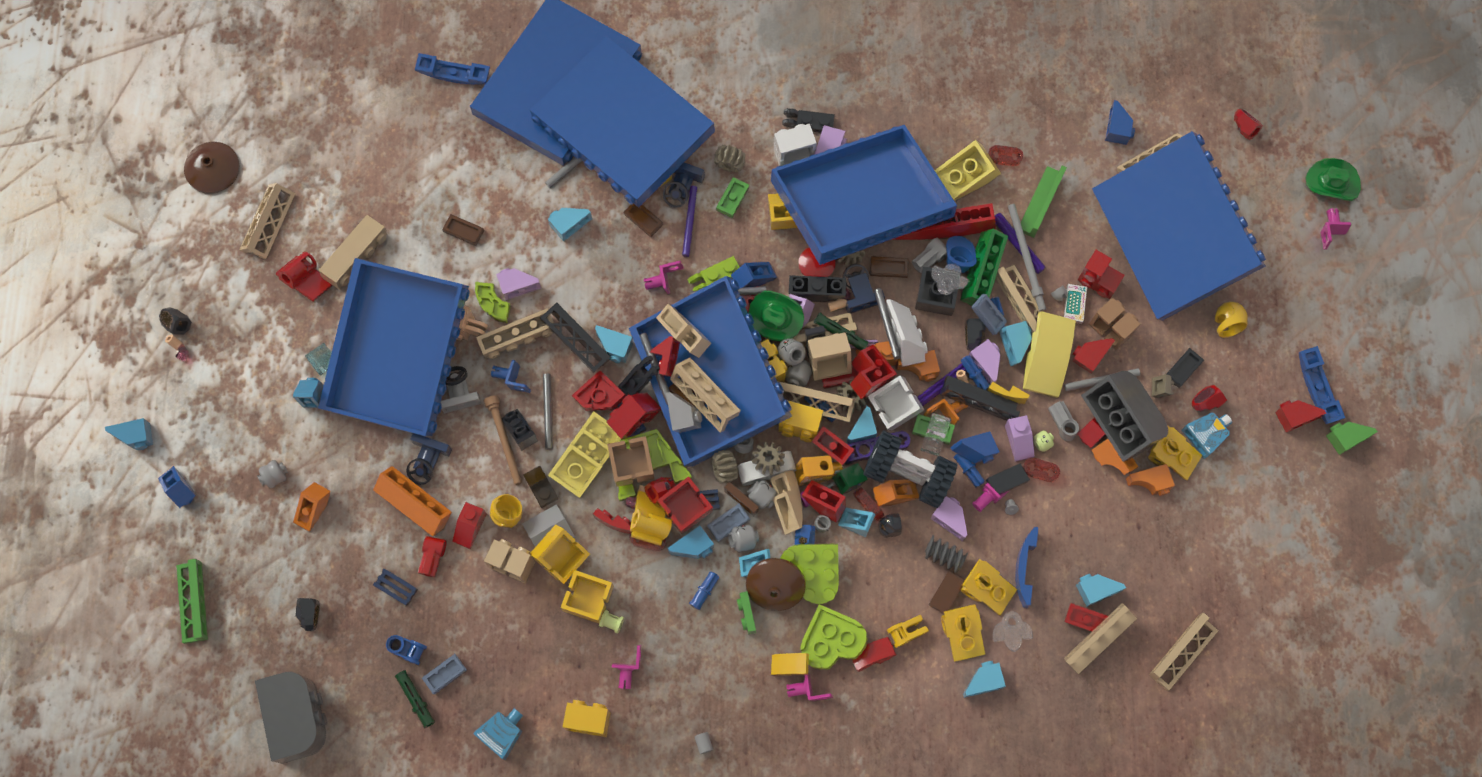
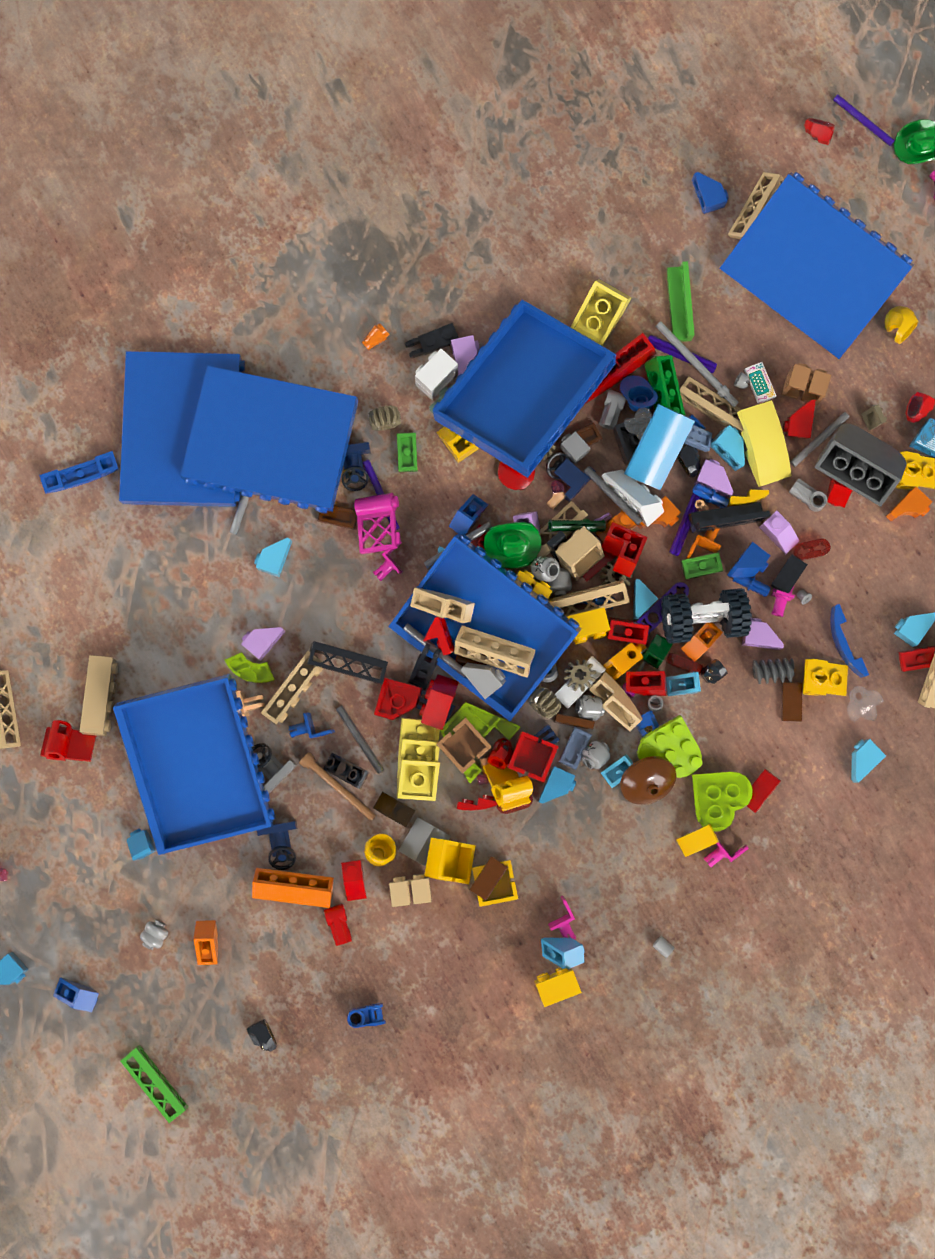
camera: 35 degrees left, 10 degrees up
(291, 716) = (306, 1129): dark grey brick -> none
(319, 358) = (131, 808): clear light blue panel -> none
(381, 578) = (322, 976): dark blue tile -> none
(426, 719) = (421, 1063): dark green pin -> none
(444, 674) = (411, 1017): sand blue plate -> none
(463, 230) = (182, 618): reddish brown tile -> none
(500, 732) = (490, 1038): dark azure torso -> none
(582, 586) = (488, 878): none -> reddish brown tile
(611, 621) = (526, 890): yellowish green bush -> none
(611, 692) = (563, 951): none -> dark azure slope
(615, 344) = (383, 647): medium azure slope -> none
(677, 226) = (377, 508): none -> dark pink piece
(704, 590) = (588, 818): blue axle -> none
(714, 273) = (434, 532): lime hinge -> none
(748, 621) = (630, 812): bright green plate -> none
(763, 91) = (376, 336): none -> orange cone
(817, 288) = (532, 495): black slope -> none
(878, 267) = (574, 447): none -> light grey brick
(897, 402) = (660, 562): white piece -> none
(900, 634) = (774, 761): yellow piece -> none
(935, 434) = (708, 570): clear slope -> none
(950, 302) = (659, 447): none -> slope
(964, 632) = (825, 729): yellow piece -> none
(1005, 155) = (623, 273): clear red beam -> none
(1043, 441) = (801, 523): yellowish green piece -> none
(1100, 276) = (768, 345): red brick -> none
(1106, 454) = (862, 506): orange arch -> none
(1185, 367) = (883, 388): black tile -> none
(1292, 137) = (864, 120): none -> dark purple bar

